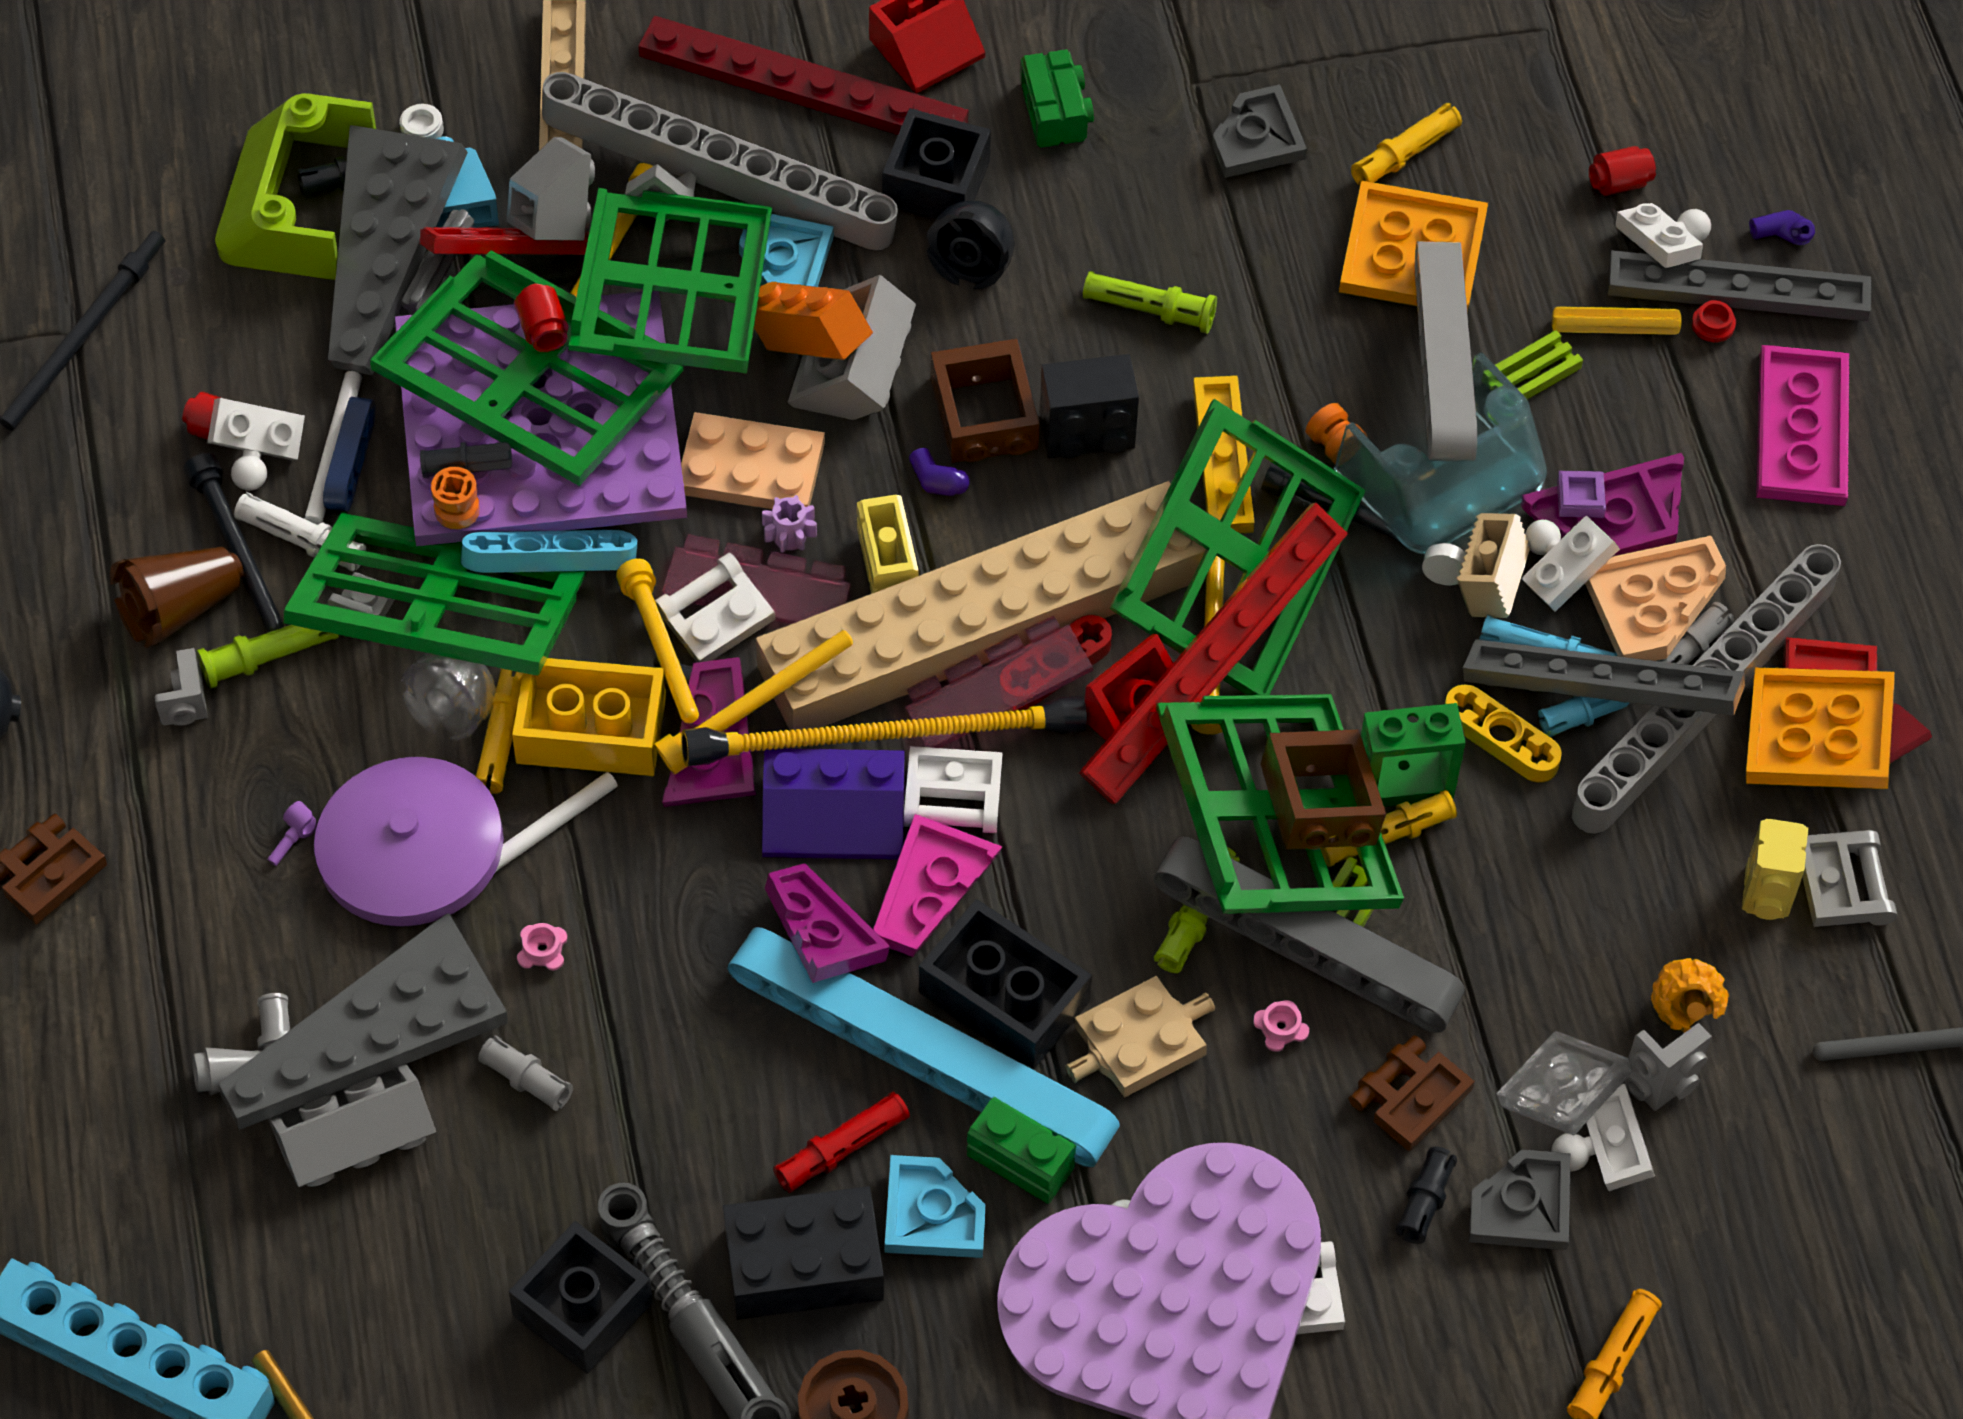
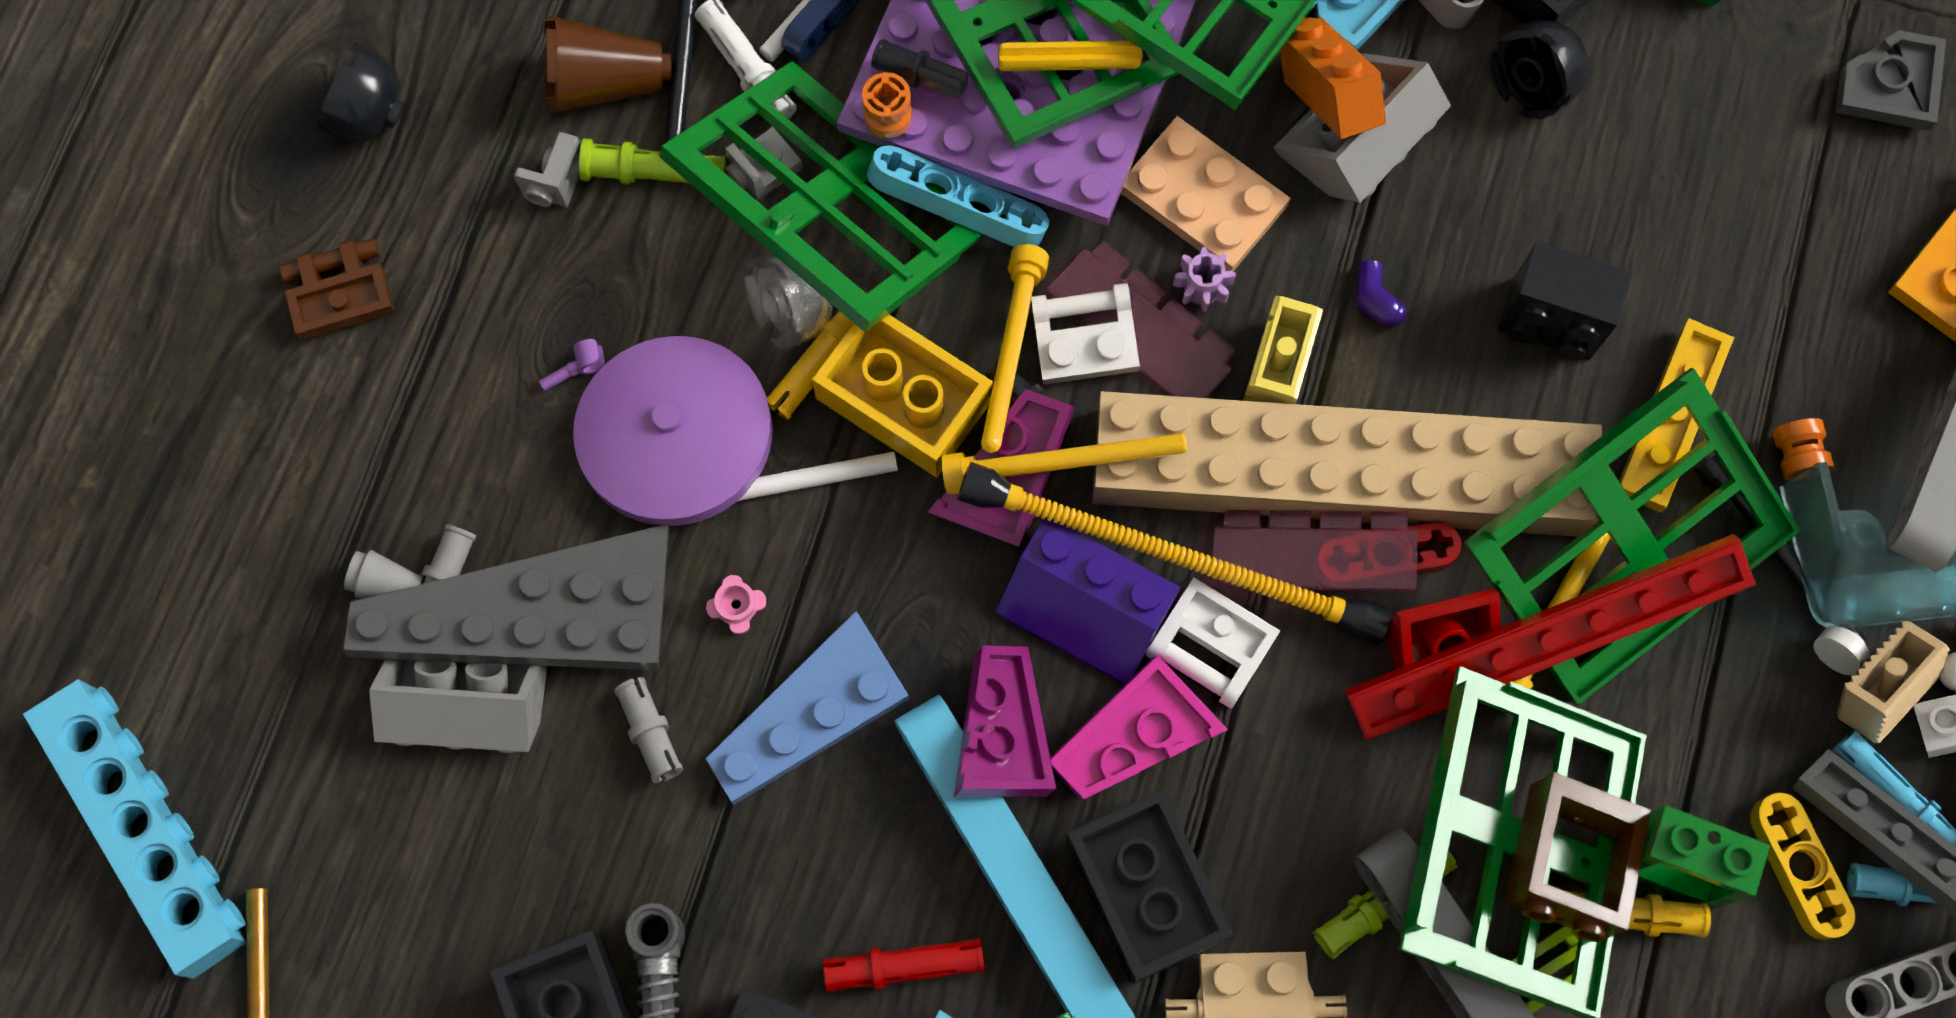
camera: 30 degrees right, 15 degrees up
(586, 393) = (1068, 55): none -> yellow axle
(655, 992) = (813, 709): none -> medium blue wing
(979, 366) = (1477, 200): reddish brown window -> none
(1174, 304) = (1706, 225): lime pin -> none

